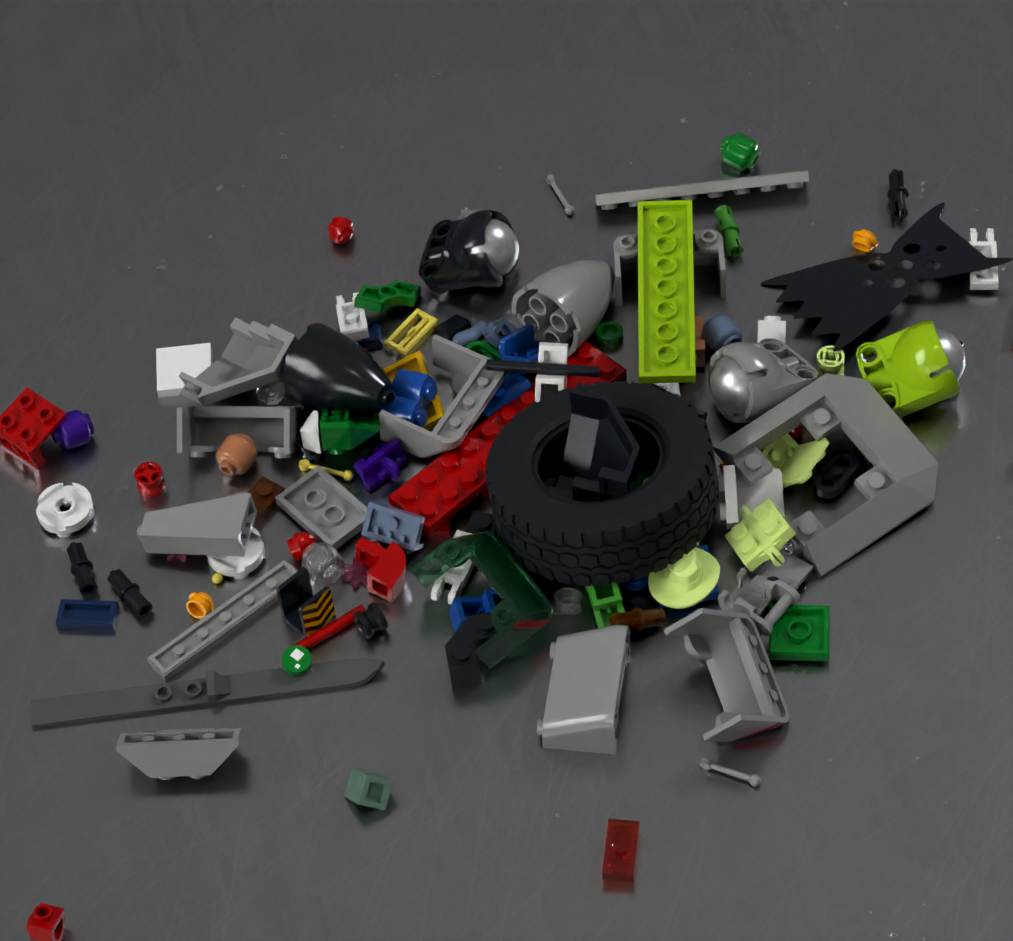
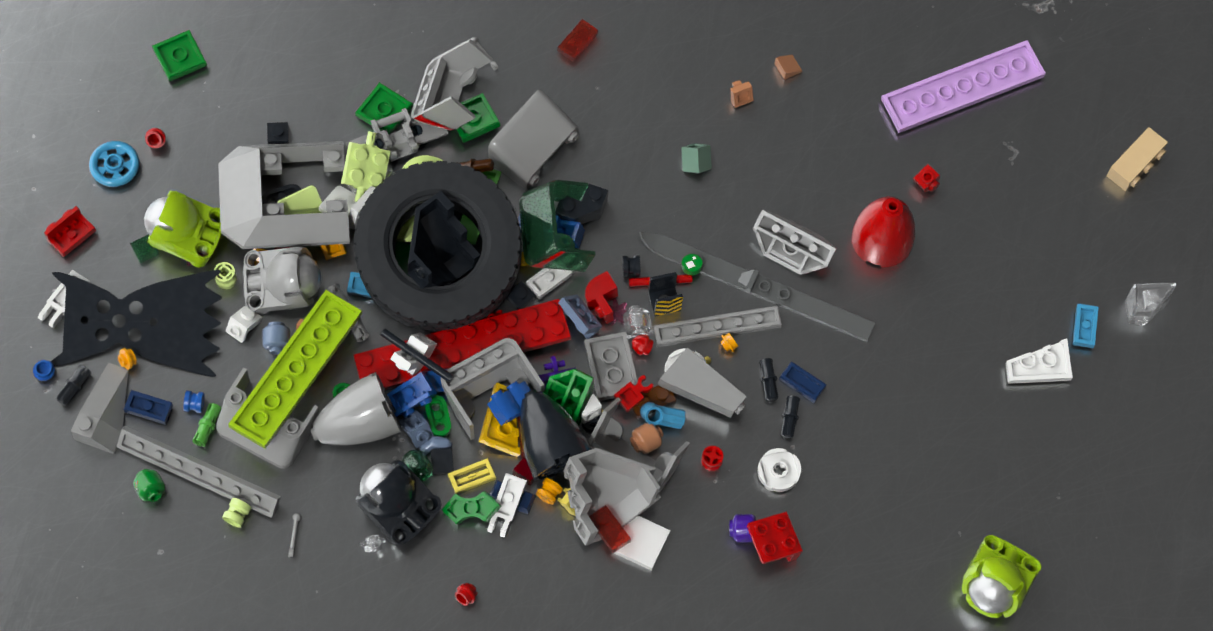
camera: 160 degrees left, 15 degrees up
(68, 819) = (884, 232): none -> red cylinder
(223, 349) = (610, 529): none -> clear red plate
(238, 478) = (664, 415): none -> dark azure piece
(277, 480) = (632, 395): none -> red plate
(361, 901) = (741, 93): none -> nougat tile
(475, 304) = (418, 463): none -> clear green head
(631, 174) = (236, 512): none -> yellowish green wheel
(681, 682) = (484, 120): none -> green plate
(759, 240) = (194, 401): none -> blue wheel
(803, 214) = (148, 407): none -> dark blue plate
(843, 185) = (103, 412): none -> light grey wedge
(903, 542) = (278, 133): none -> black plate
(941, 191) = (44, 370): none -> blue plate

